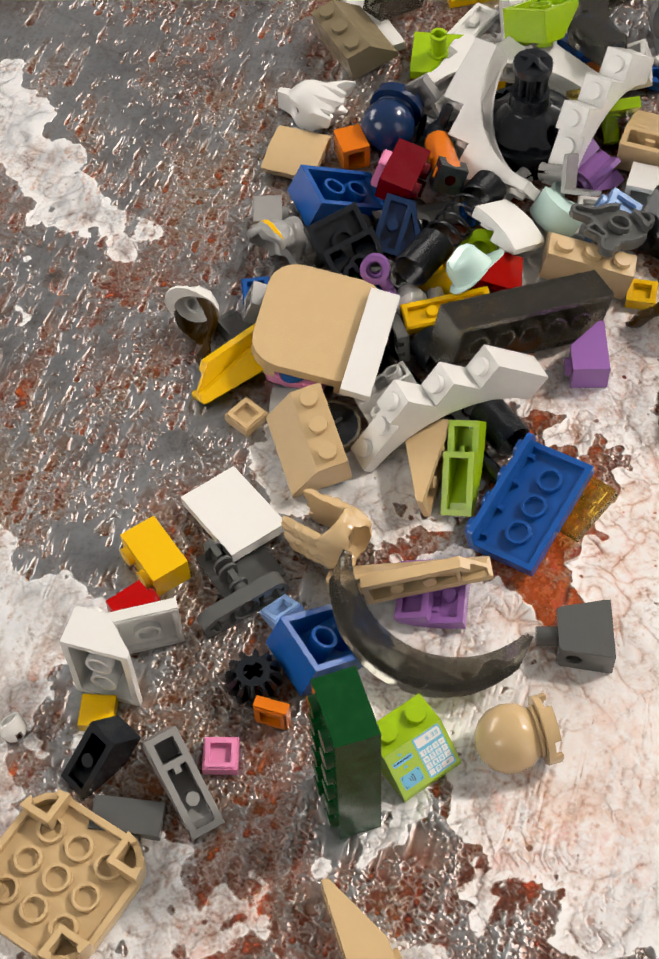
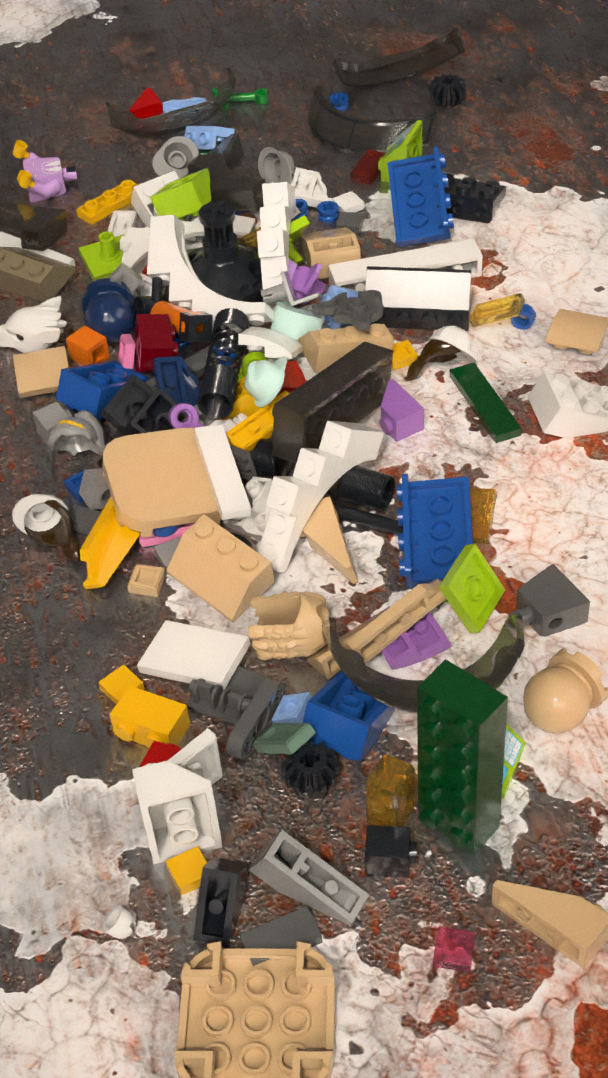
camera: 30 degrees left, 10 degrees down
(158, 505) = (118, 681): none -> yellow tile
(221, 756) = (326, 843): bright pink tile -> none
(248, 638) = (283, 738): none -> sand green tile
(258, 914) = (454, 949): none -> clear pink tile
(264, 794) = (389, 851): none -> black brick
(272, 712) = (346, 786): orange tile -> none
(290, 746) = (390, 792): none -> clear yellow brick
(462, 467) = (362, 529): lime slope -> none
(516, 583) = (472, 588): none -> lime tile

